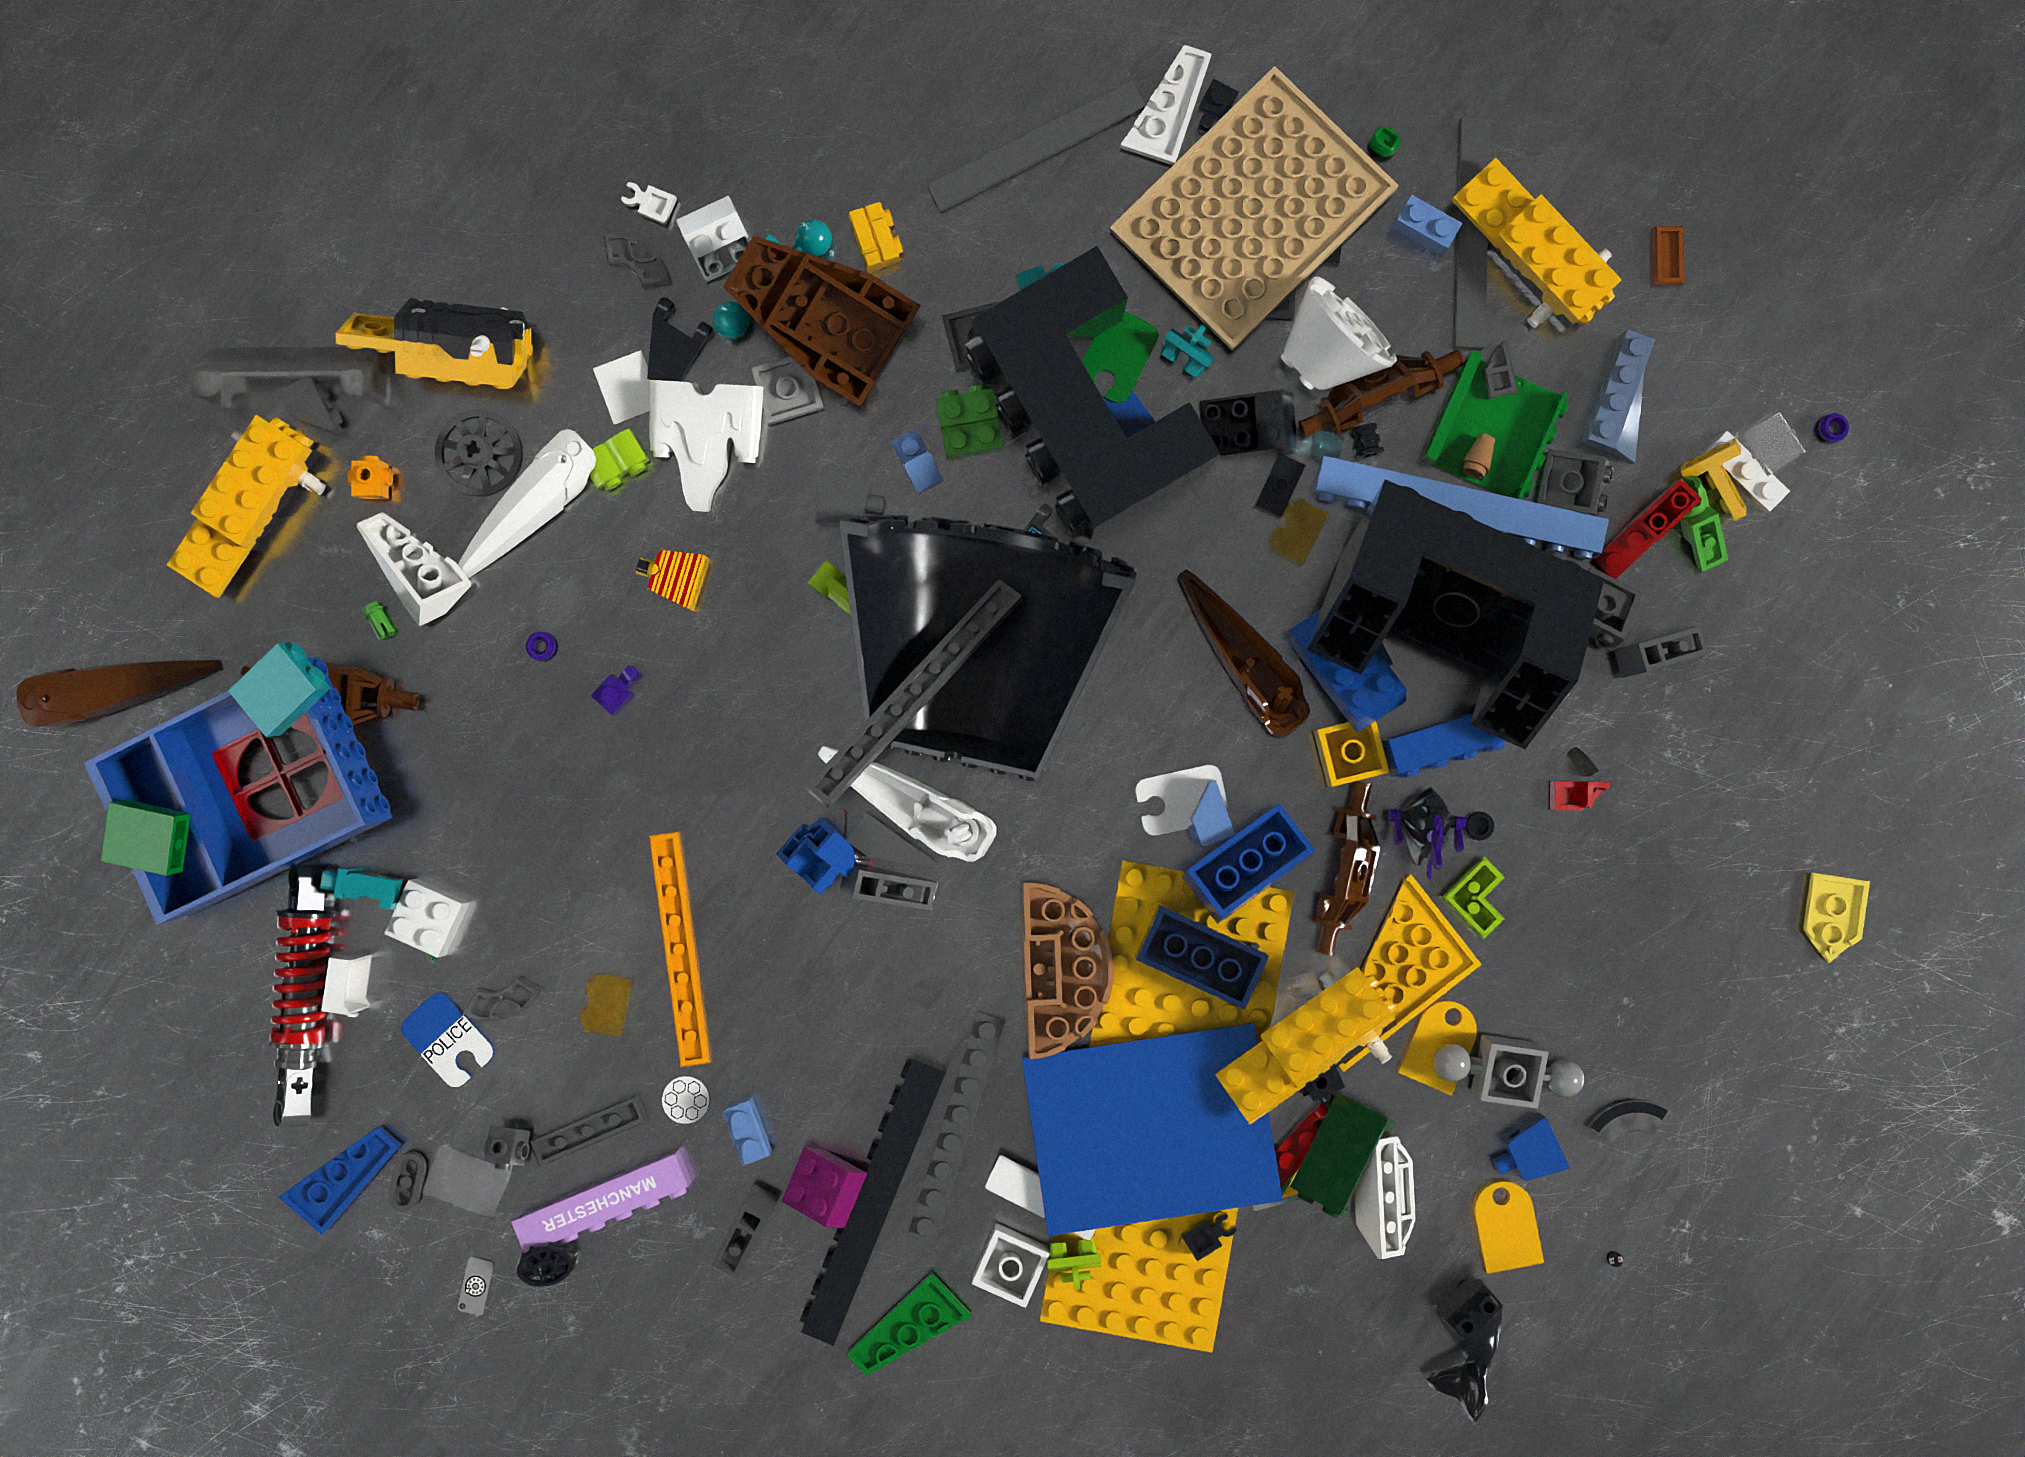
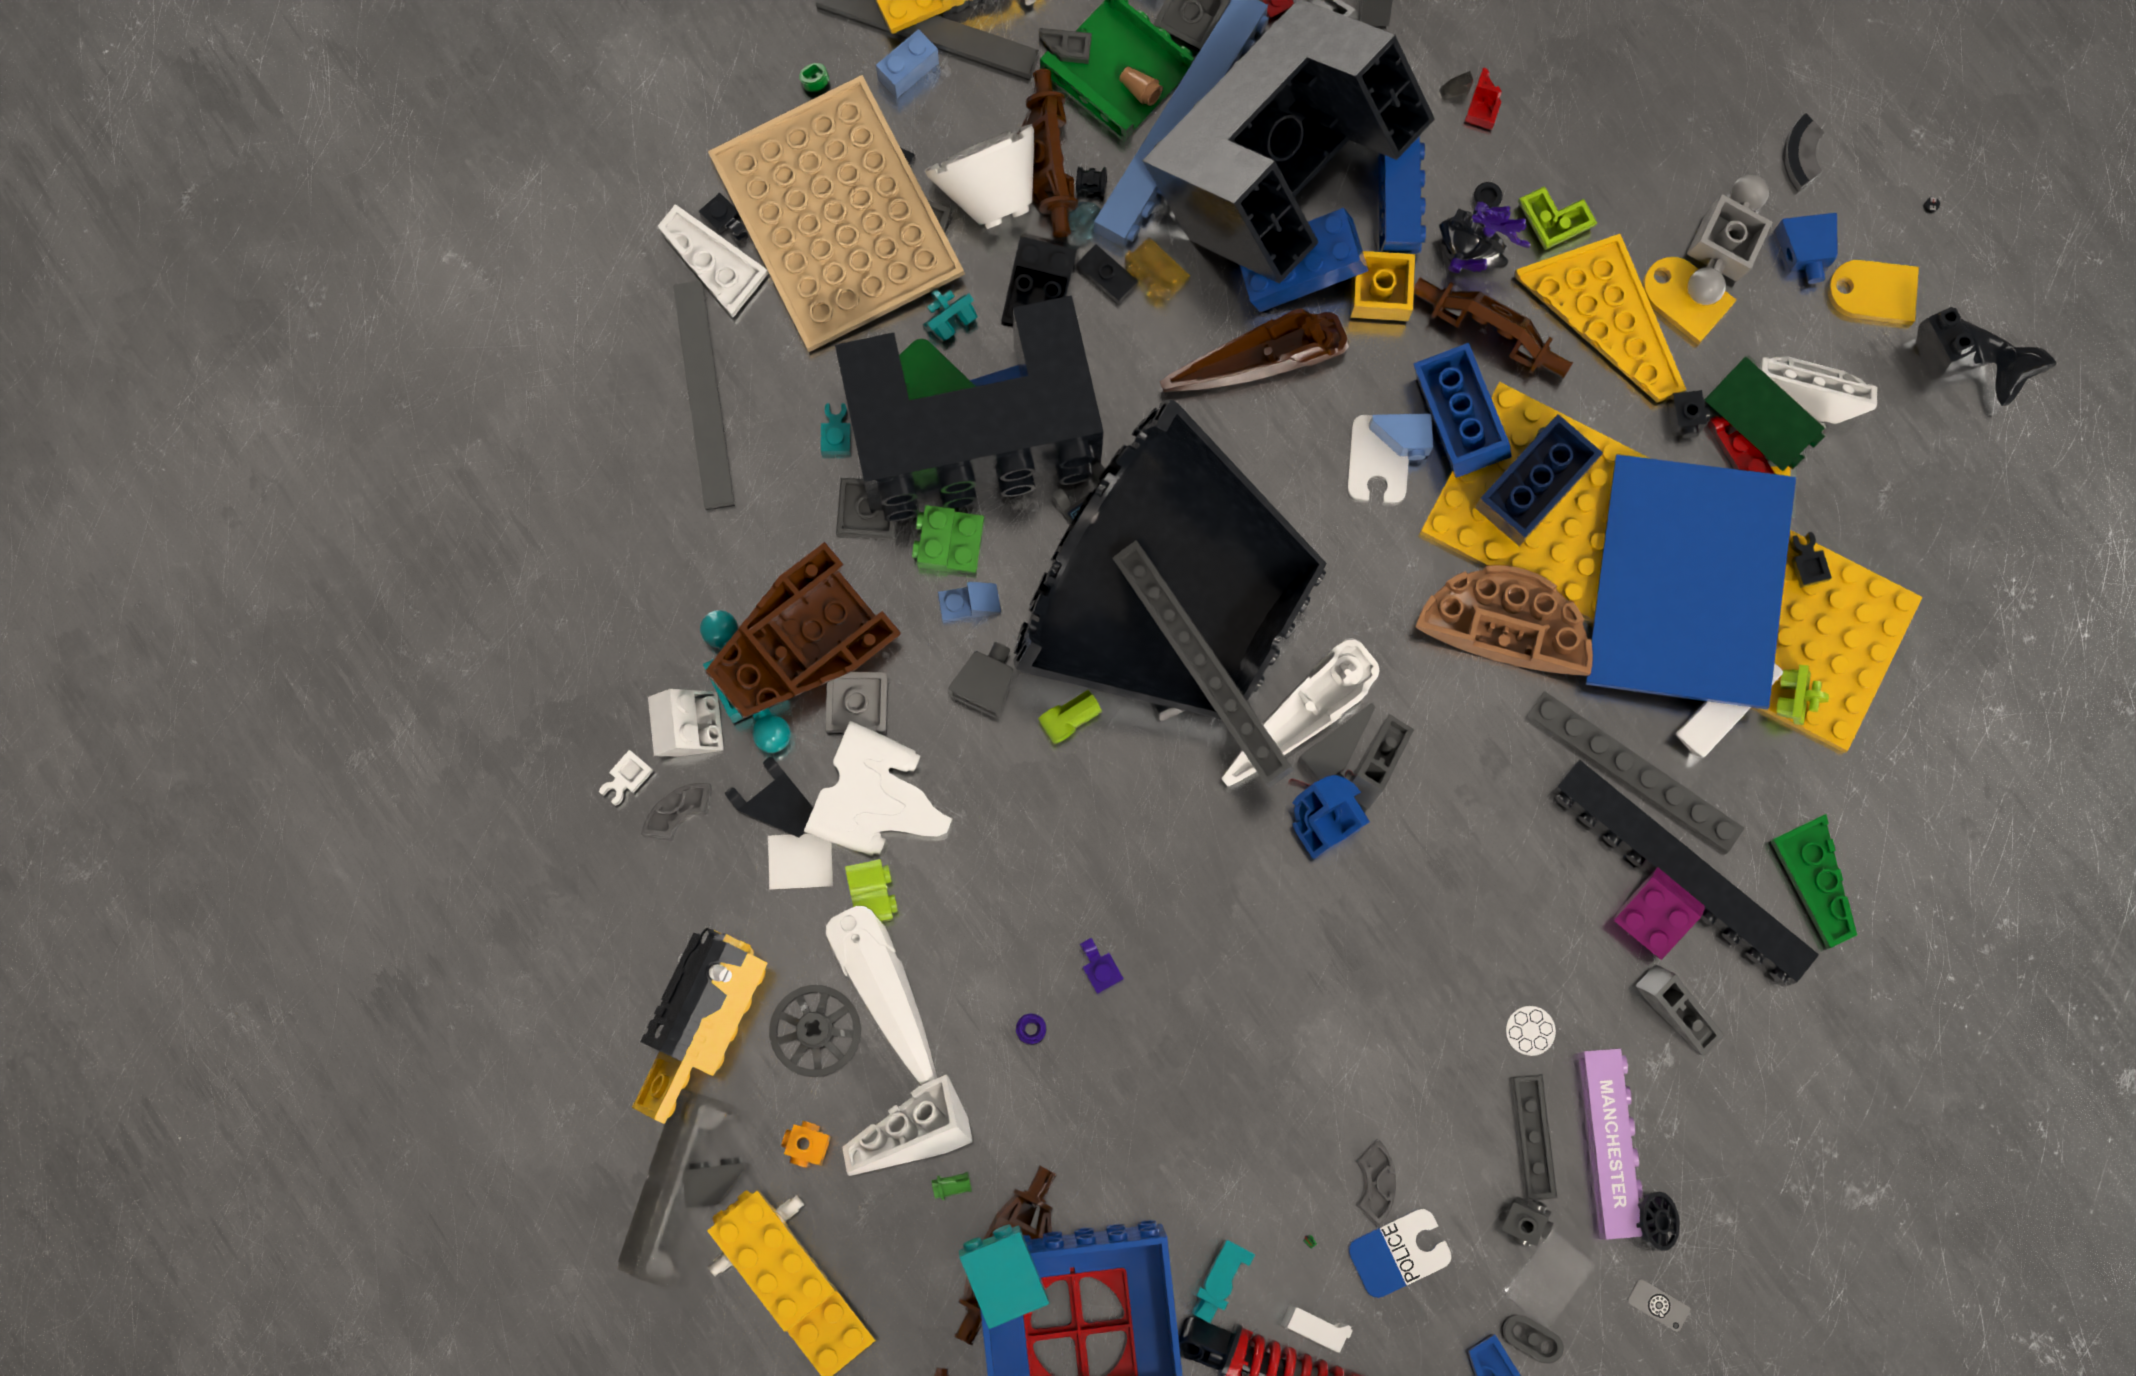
camera: 75 degrees left, 10 degrees down
(427, 917) = (1271, 1229): white piece -> none
(606, 1004) = (1412, 1076): clear yellow bracket -> none
(675, 575) = (1006, 870): torso -> none
(679, 949) = (1378, 987): light orange tile -> none
(747, 1131) = (1580, 974): medium blue brick -> none
(874, 237) = (738, 570): yellow brick -> none
(1010, 1265) = (1786, 758): white brick -> none
(1310, 1043) = (1652, 403): yellow piece -> none

